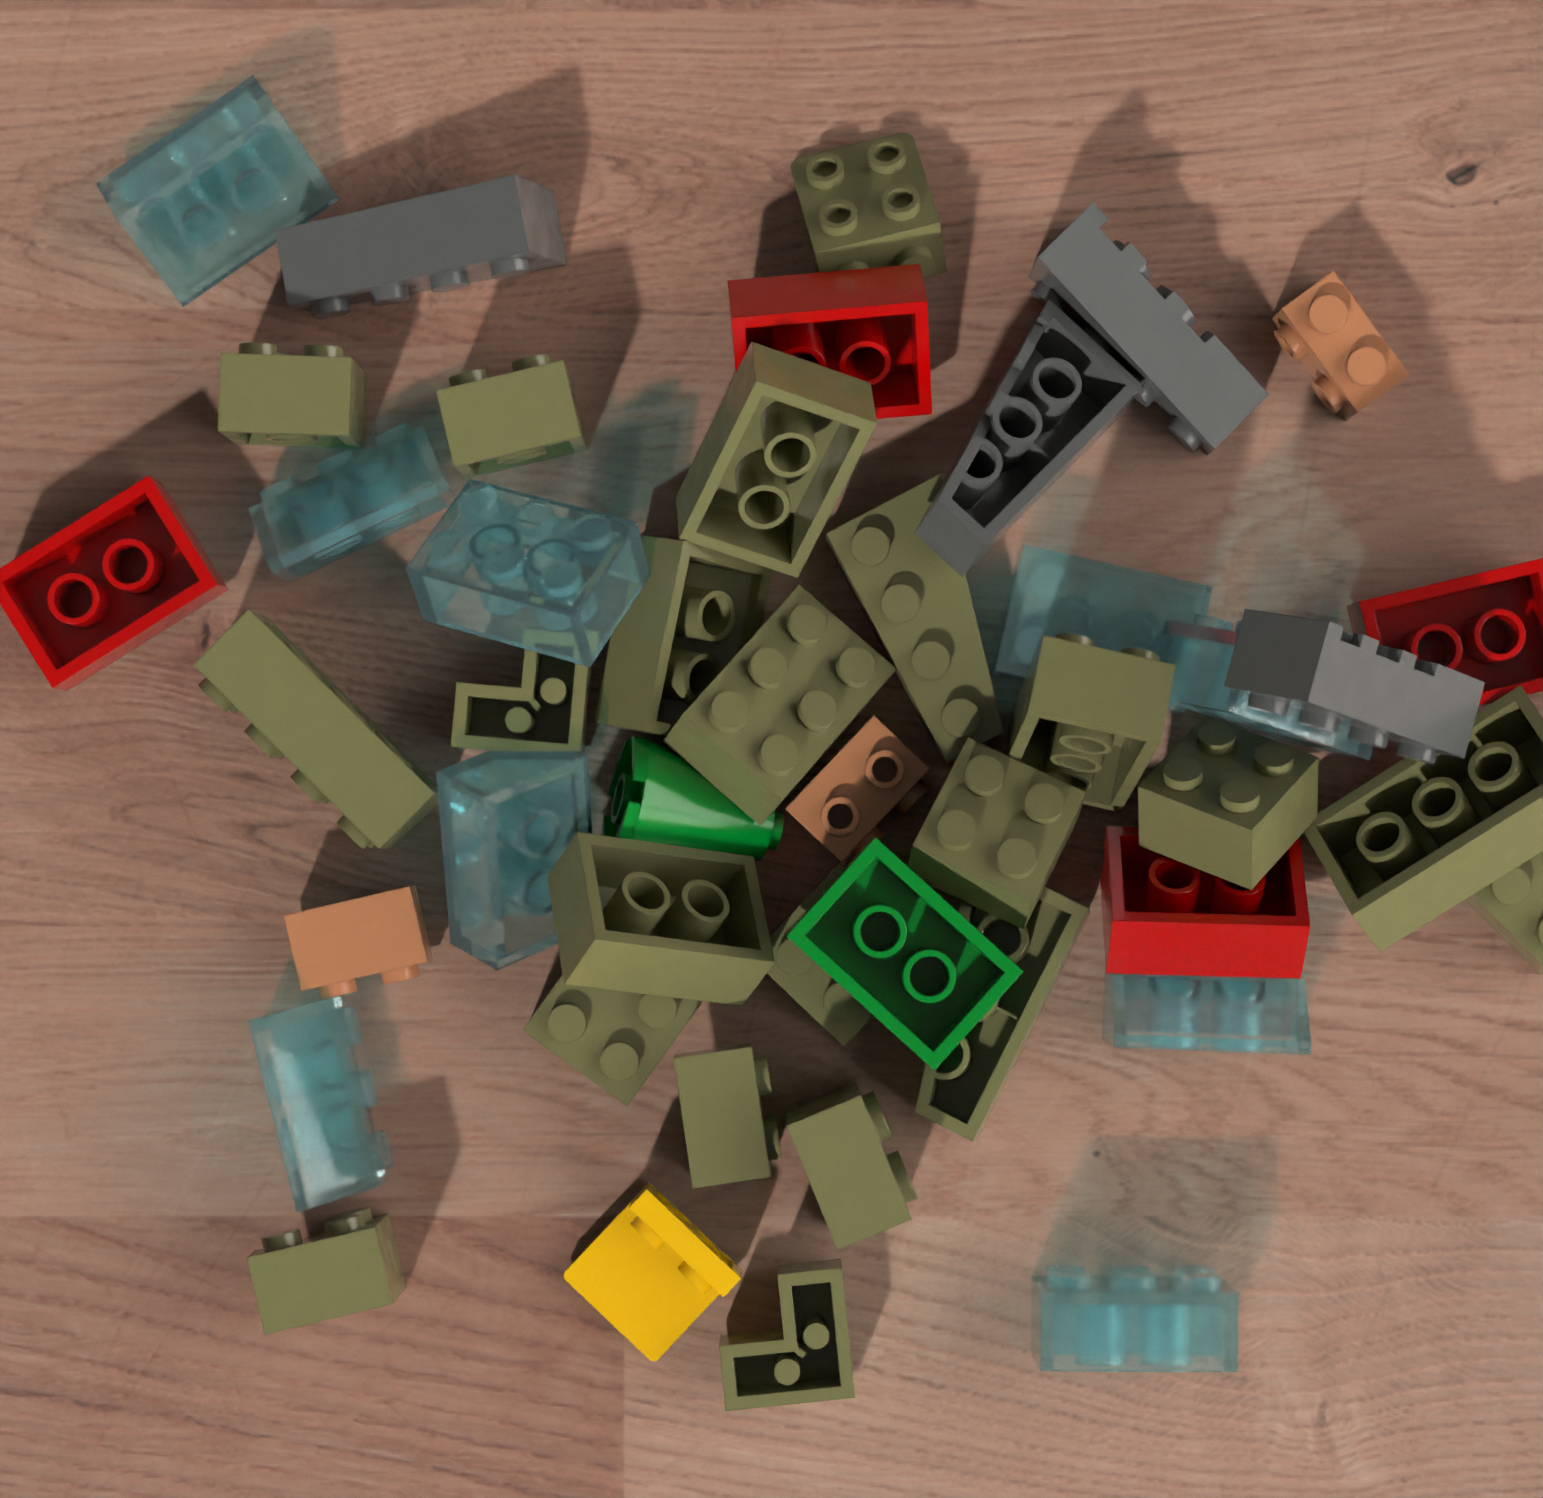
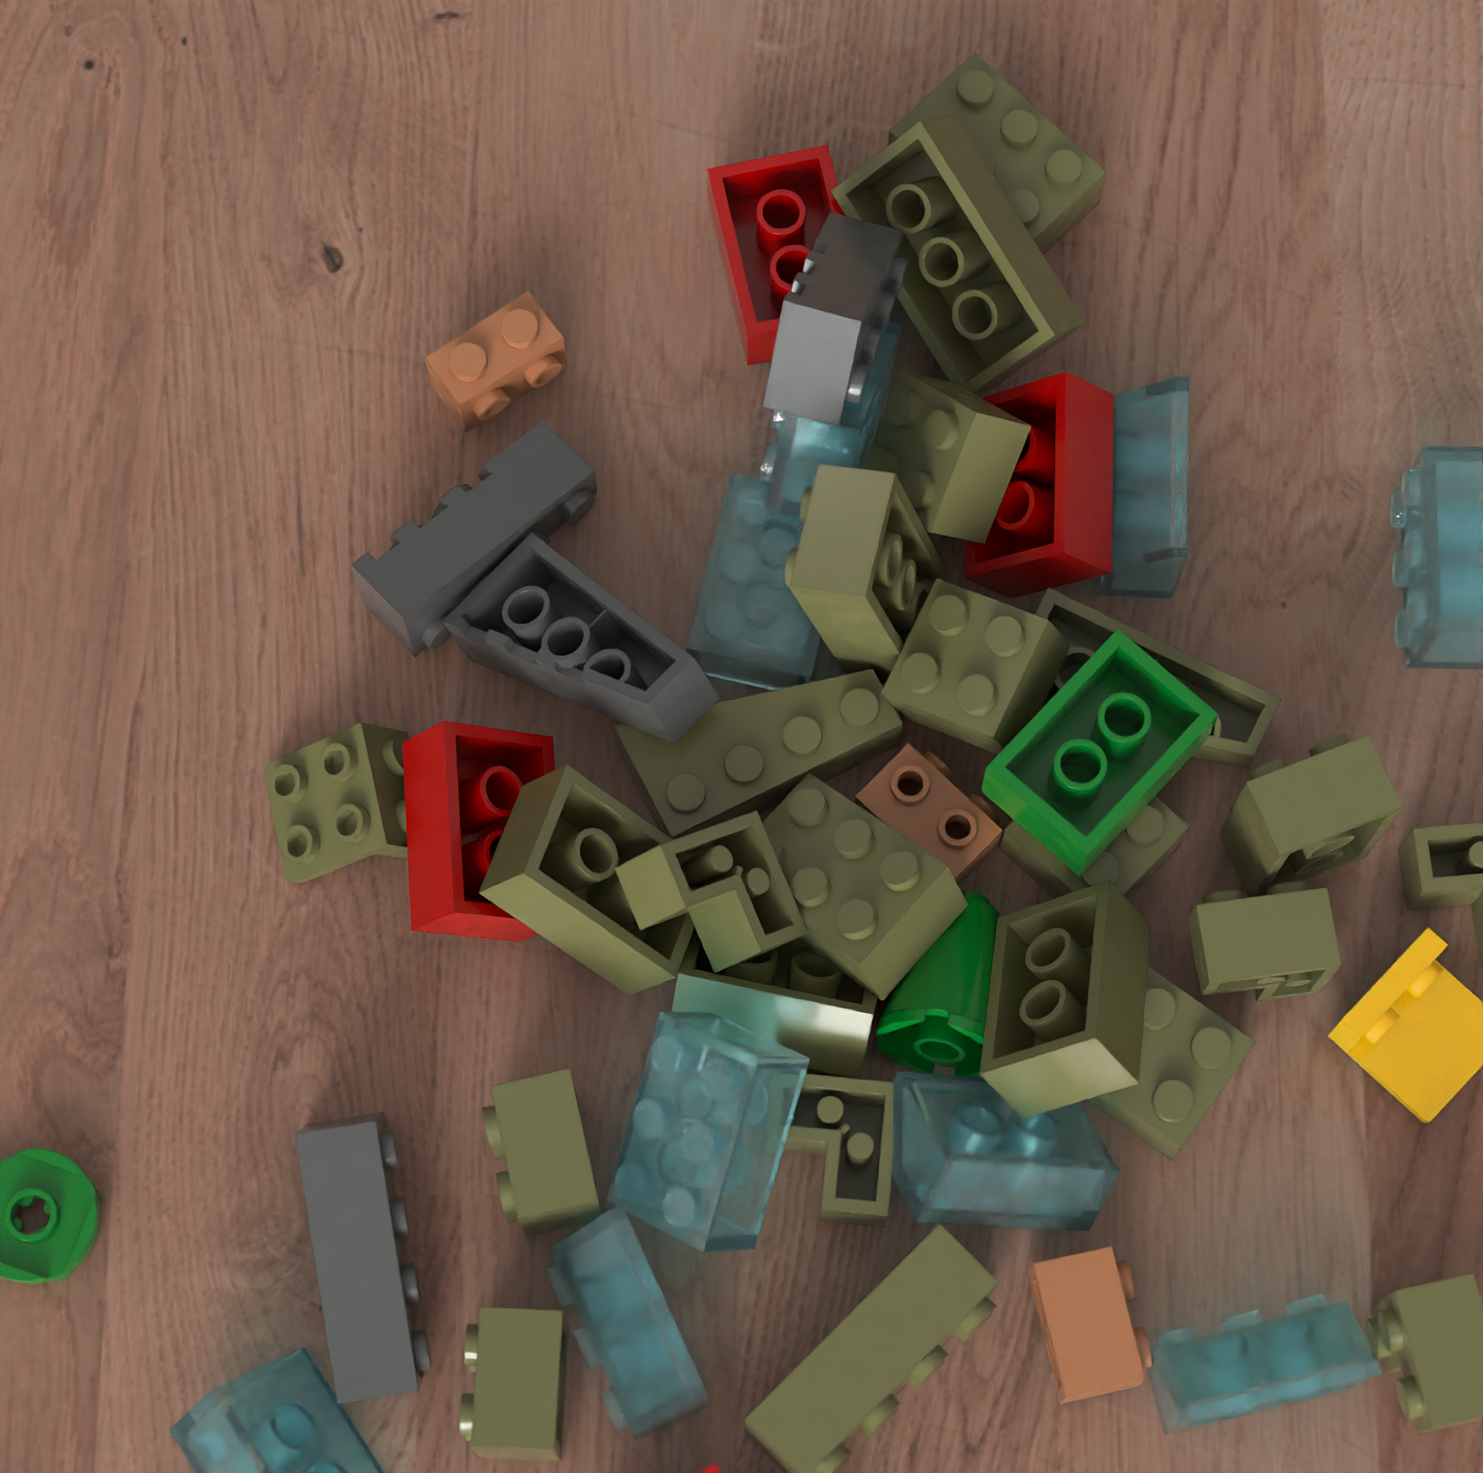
camera: 90 degrees left, 15 degrees down
(769, 582) = (726, 884): none -> olive brick

